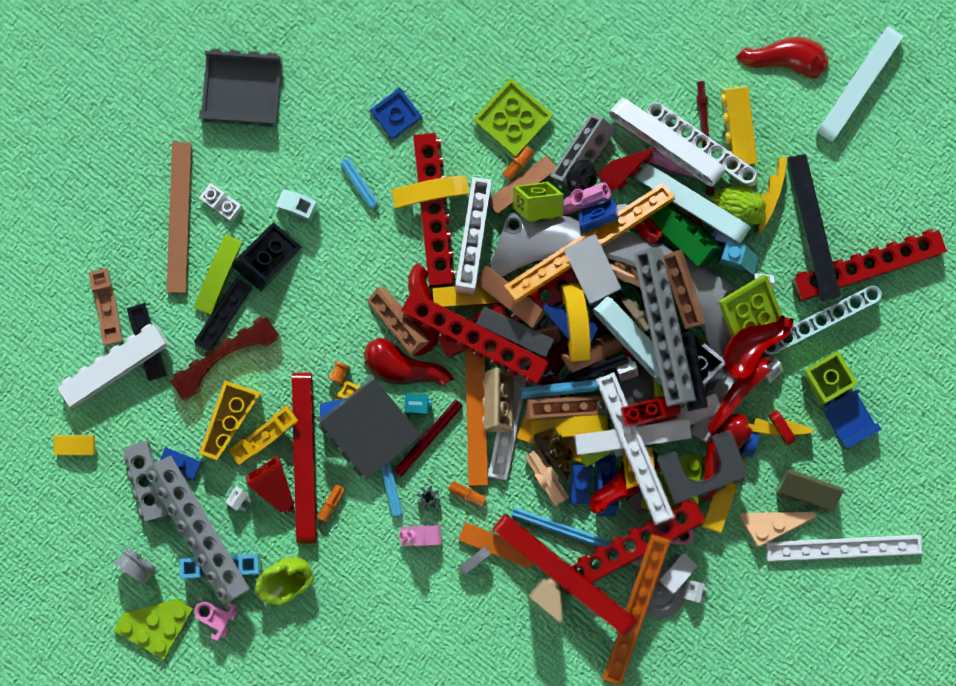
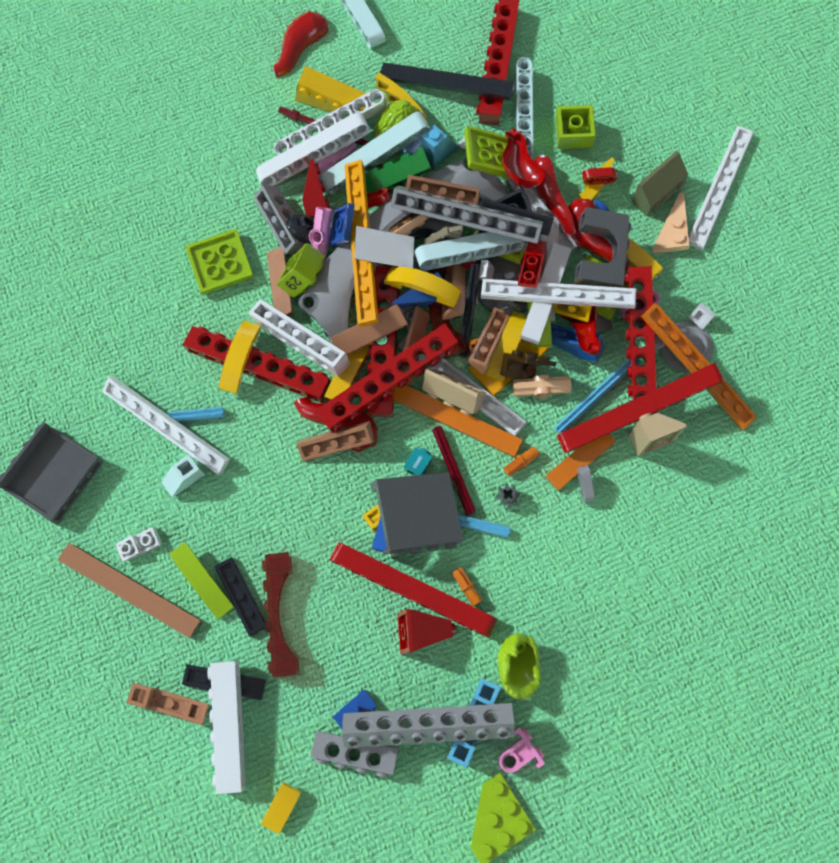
camera: 60 degrees left, 10 degrees down
(137, 569) = (431, 810): light grey wheel -> none
(230, 411) = (335, 638): yellow wedge -> none
(236, 499) = (417, 672): white tile -> none
(263, 436) = (372, 615): yellow slope -> none
(266, 256) = (211, 528): black slope -> none
(334, 162) = (165, 425): none -> white tile
(339, 372) = (352, 517): orange bush -> none
(395, 367) = (377, 464): red animal -> none
(396, 114) = (156, 354): blue tile -> none
(420, 535) = (538, 520): bright pink pin -> none
(515, 331) = (402, 341): dark grey tile -> none
(518, 163) = (259, 276): orange axle -> none
(559, 389) = (472, 333): medium azure axle -> none
(580, 484) = (565, 364): blue tile -> none
(678, 573) = (682, 319): white slope -> none
(850, 418) = (617, 132): blue panel -> none

